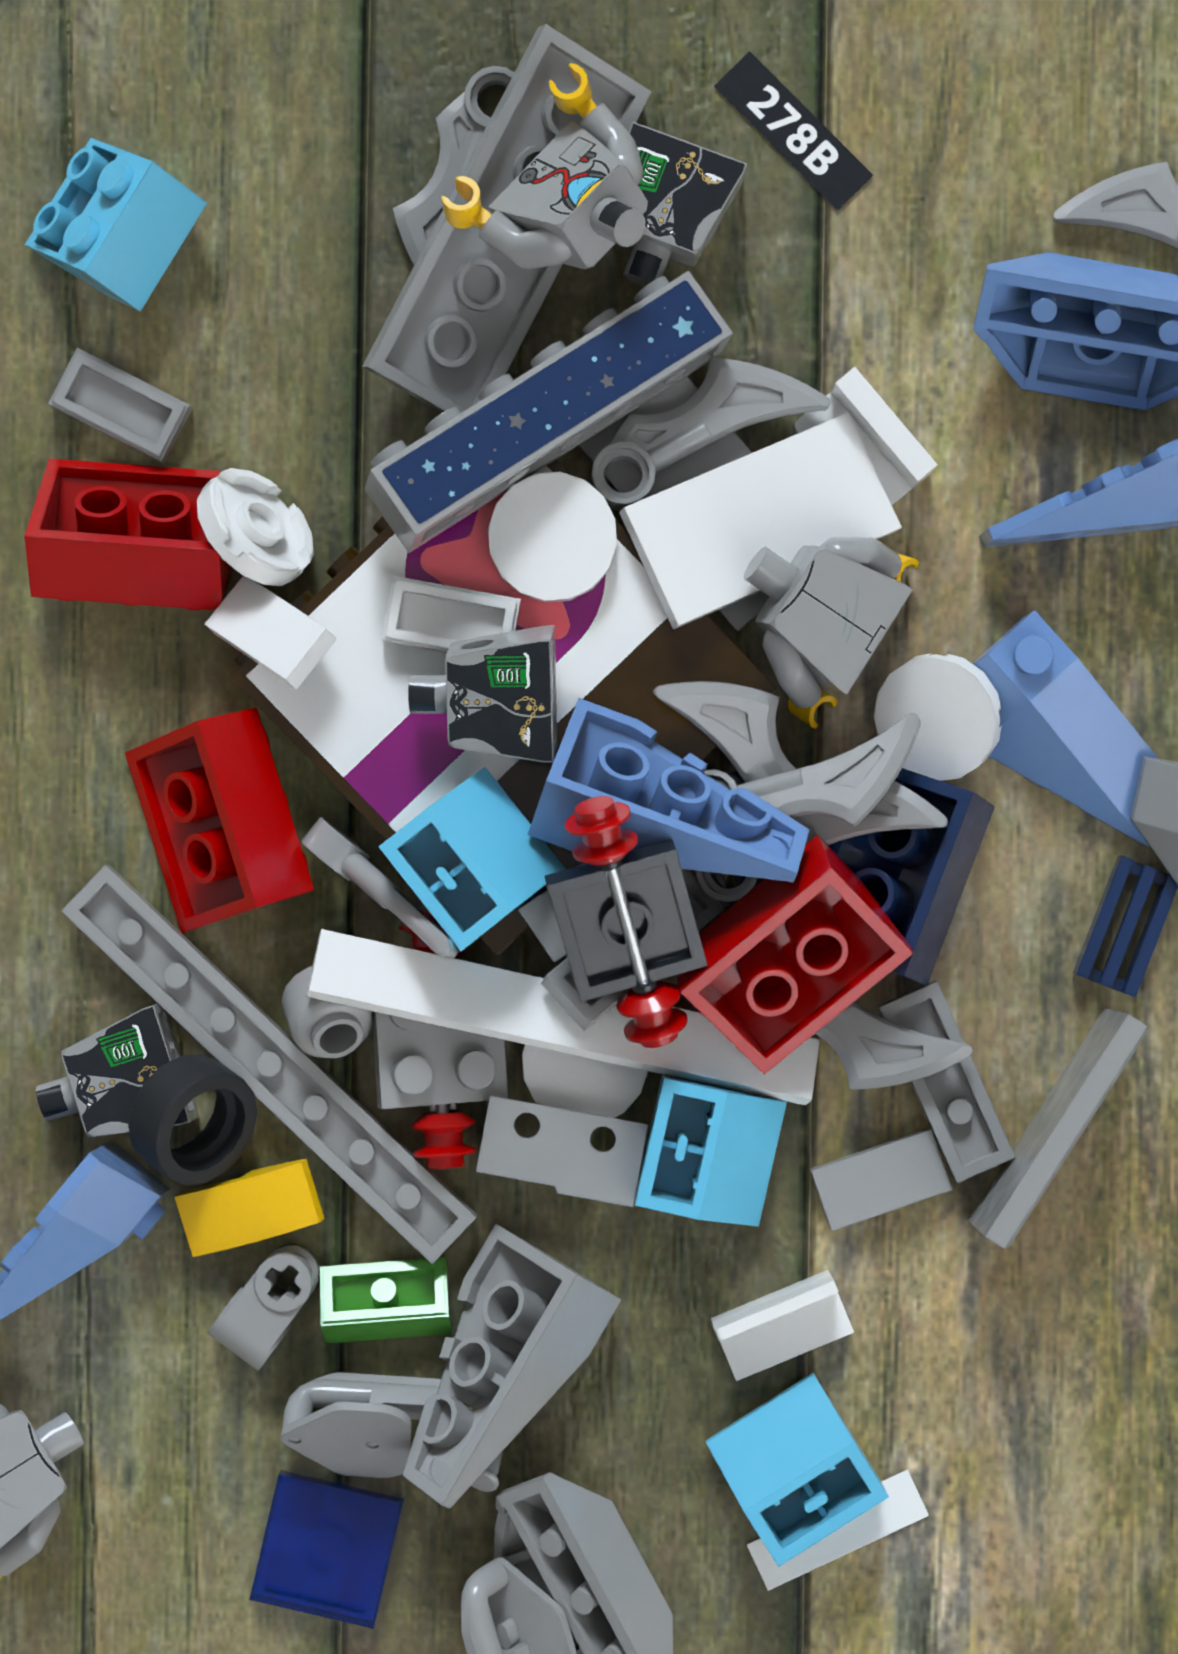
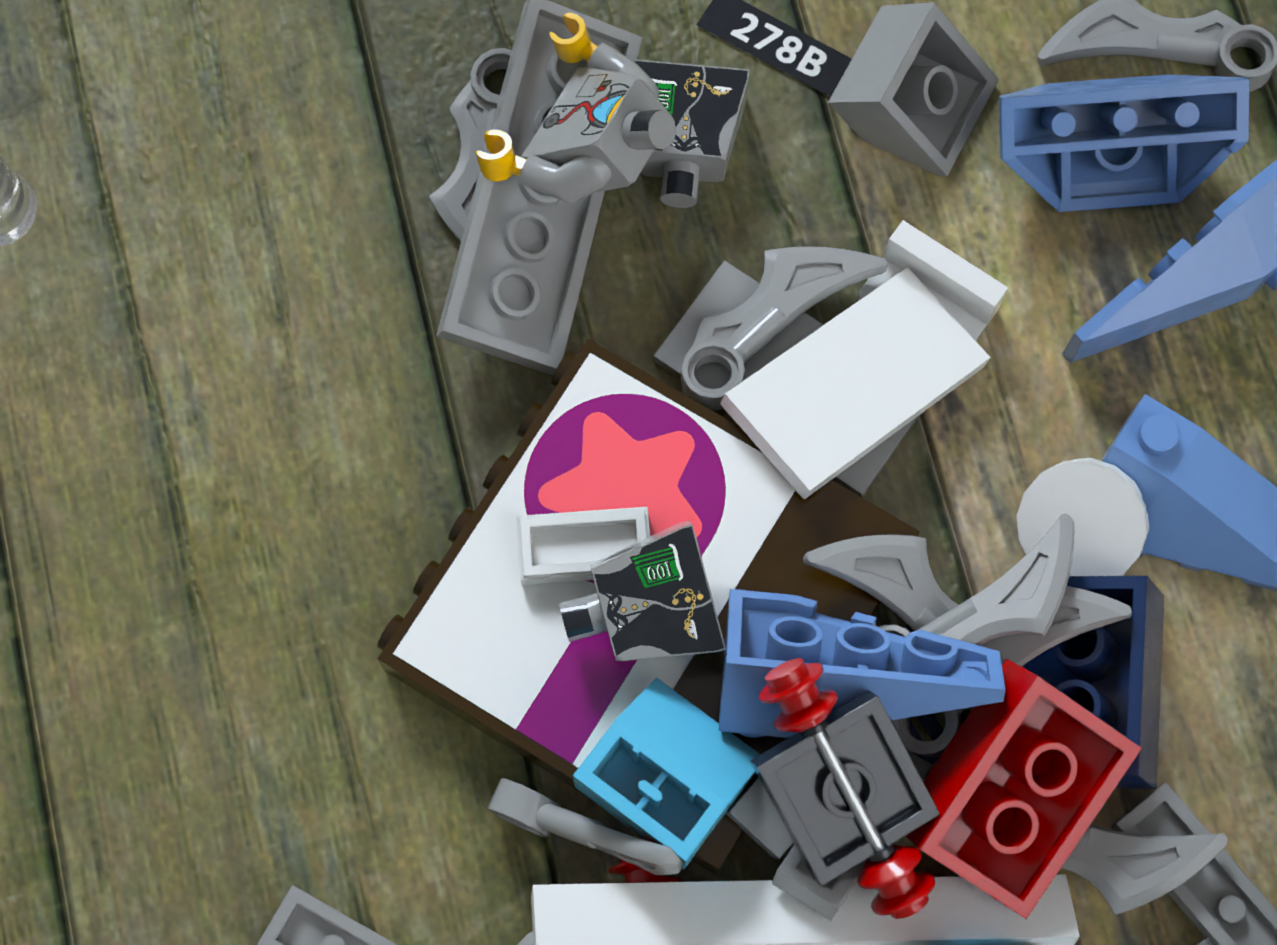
camera: 15 degrees left, 15 degrees down
(115, 222) = (169, 268): medium azure slope -> none
(120, 405) = (210, 437): light grey tile -> none
(123, 537) = (248, 553): red slope -> none
(219, 819) = (398, 809): red slope -> none
(254, 527) = (367, 513): white tile -> none
(270, 631) = (408, 601): white tile -> none
(546, 410) = (621, 328): dark blue brick -> none
(552, 537) = (662, 442): white tile -> none
(826, 614) = (948, 450): light grey torso -> none
(914, 220) = (914, 87): none -> light grey slope

